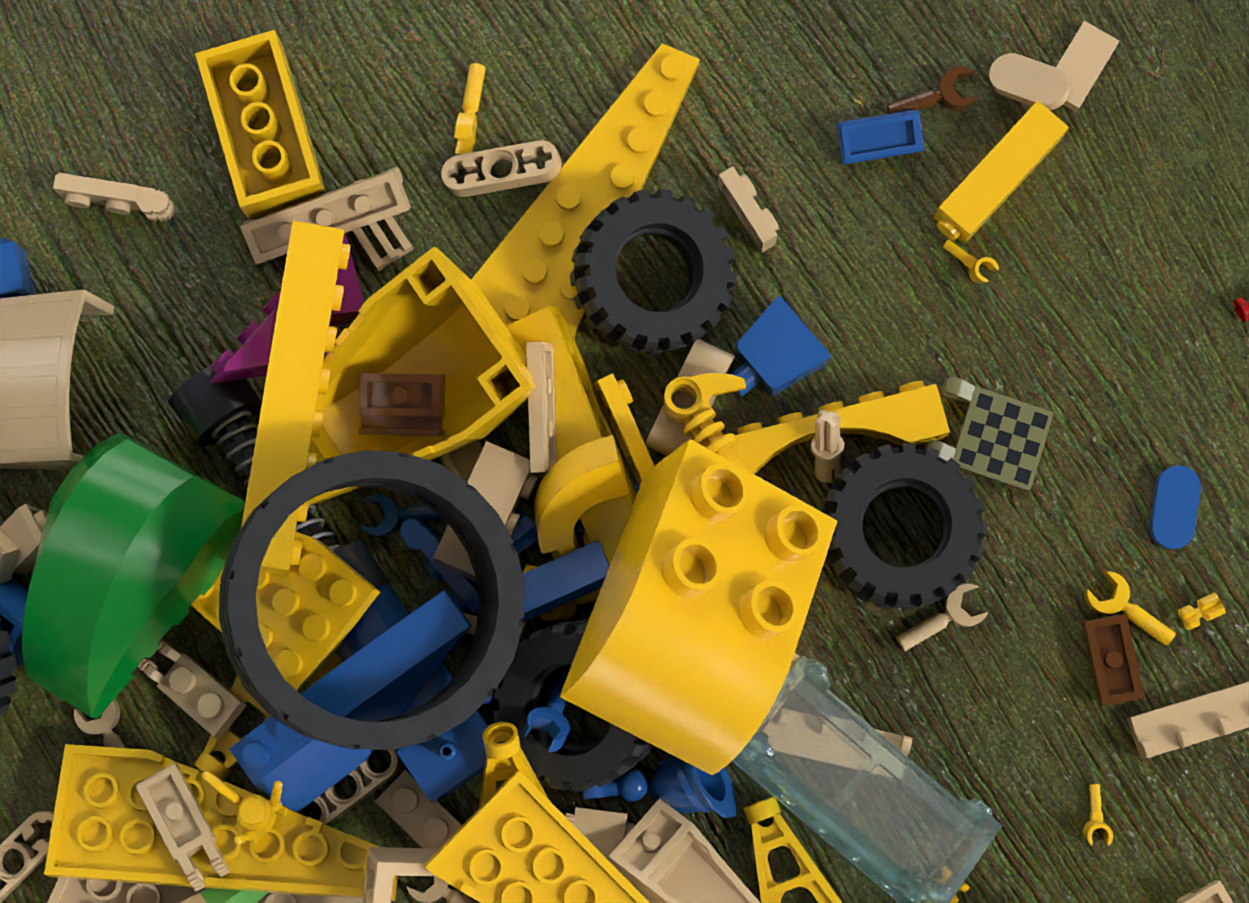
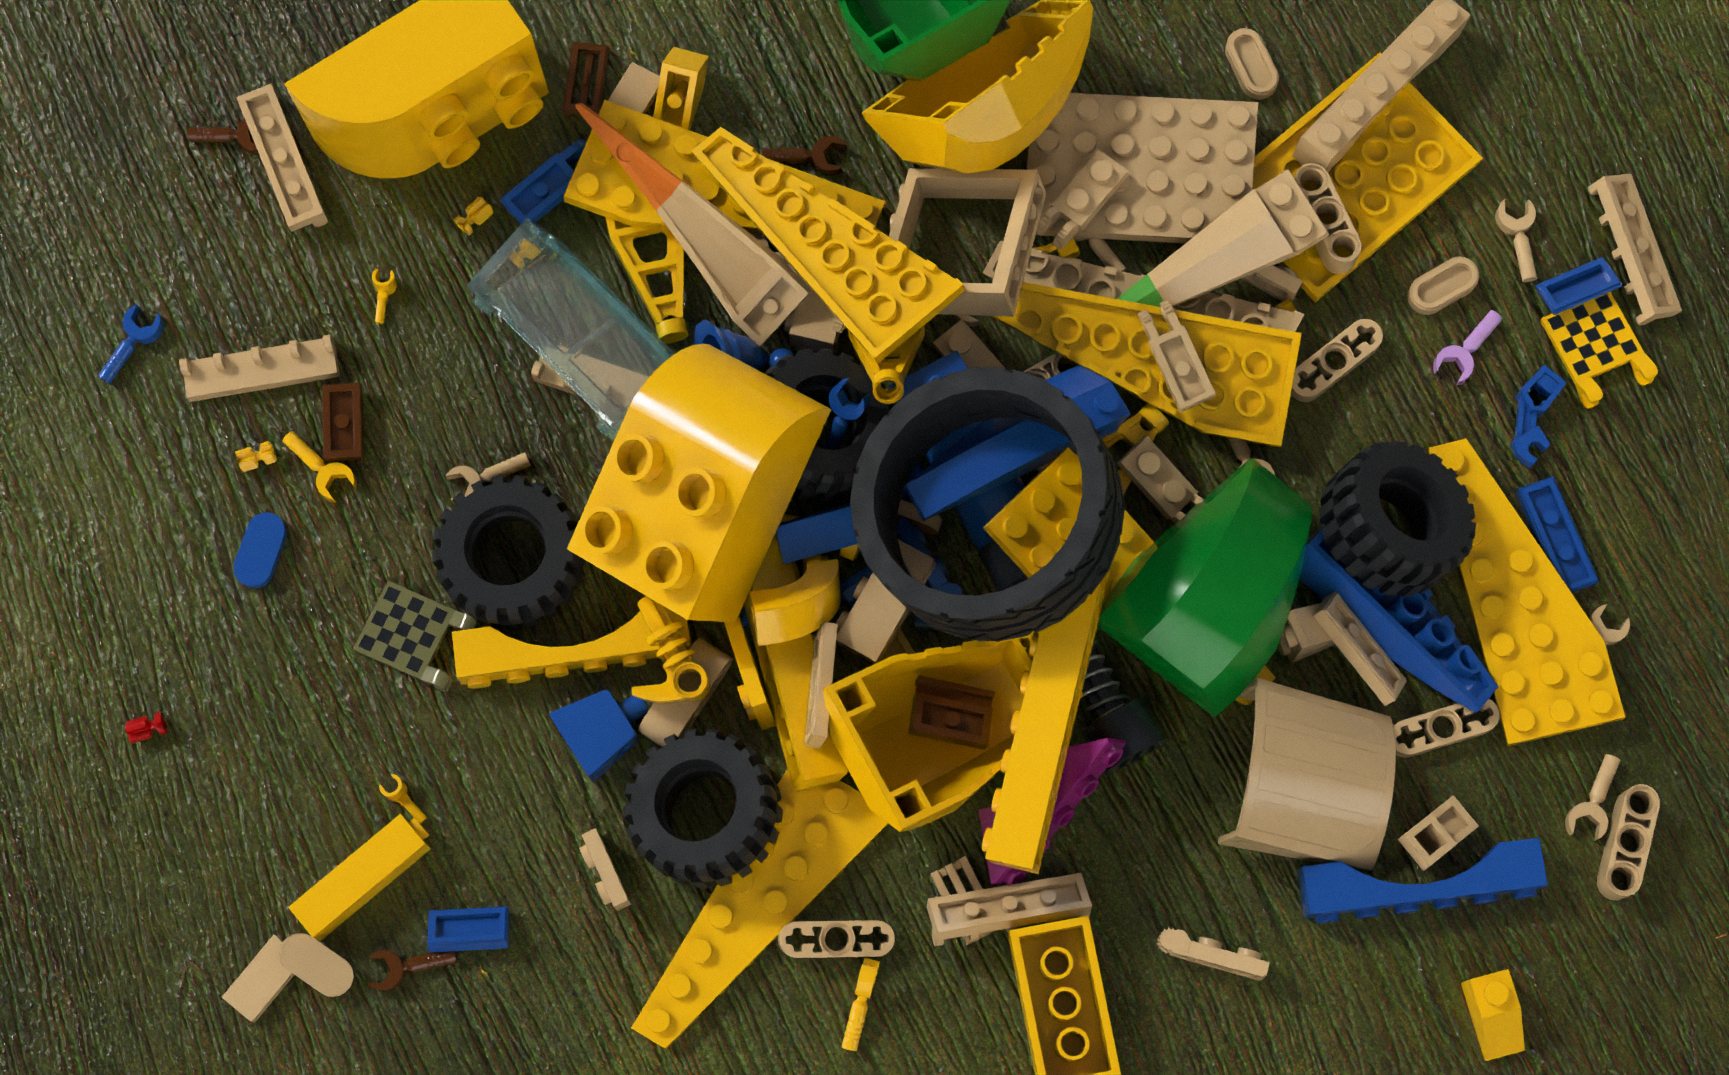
camera: 175 degrees left, 5 degrees down
(253, 812) = (1113, 359): yellow plant -> none
(827, 446) = (565, 631): tan axle -> none

